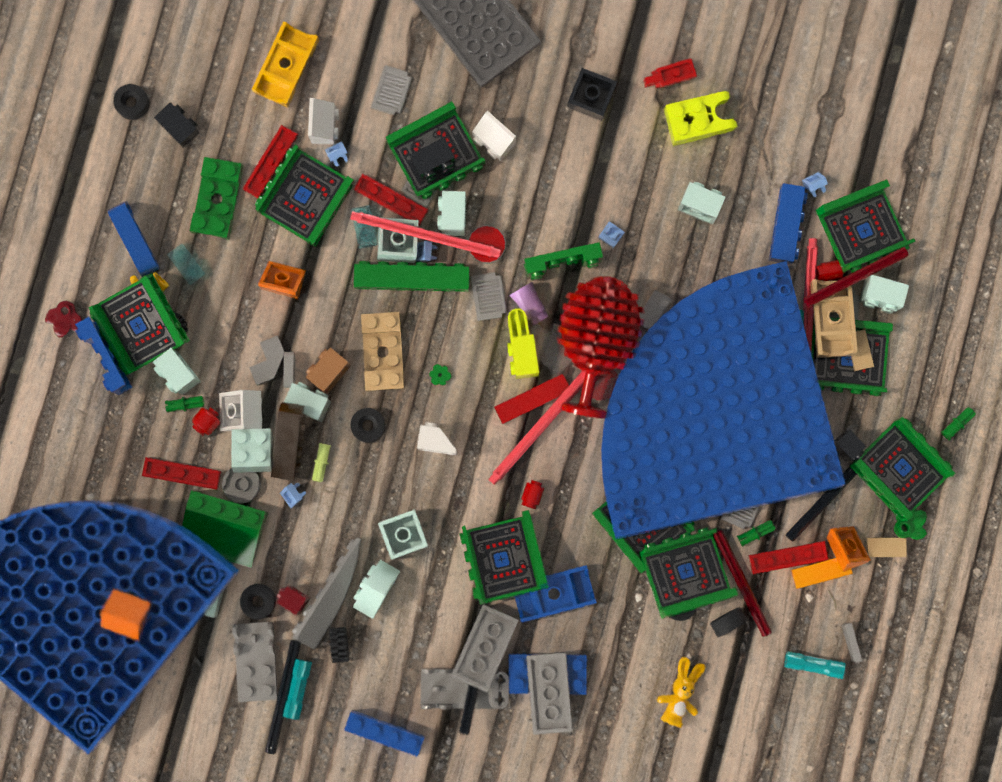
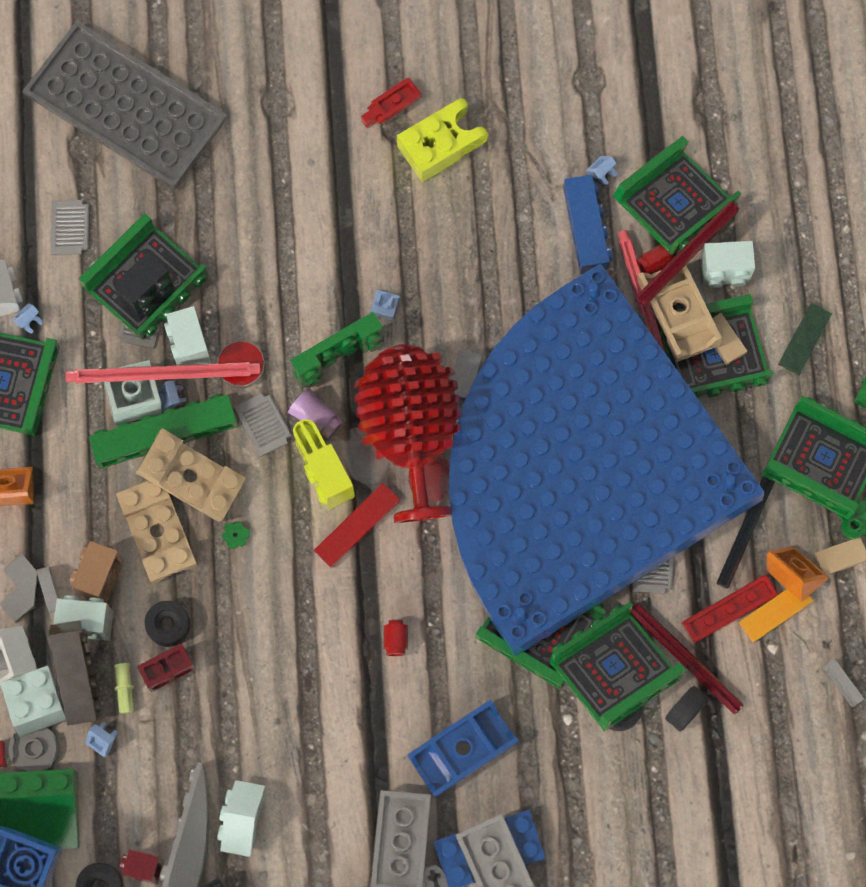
camera: 20 degrees left, 10 degrees down
(356, 459) = (166, 667): none -> dark red brick
(364, 233) = (89, 398): clear light blue slope -> none
(390, 199) = (106, 350): red tile -> none
(403, 534) = (253, 739): light aqua brick -> none
(434, 440) = (255, 612): white slope -> none
(435, 334) = (213, 487): none -> tan piece
(493, 136) = (207, 236): white slope -> none
(504, 559) = (388, 727): panel -> none
(537, 429) = (374, 559): coral piece -> none
(591, 94) = (306, 153): black brick -> none
(683, 689) = (661, 811): yellow animal -> none
(701, 202) = (477, 231): light aqua brick -> none
(756, 533) = (680, 592): green axle -> none
(812, 664) = (826, 723): teal axle -> none
(849, 446) = (754, 450): black brick -> none
(922, 371) = (805, 339): none -> clear green tile

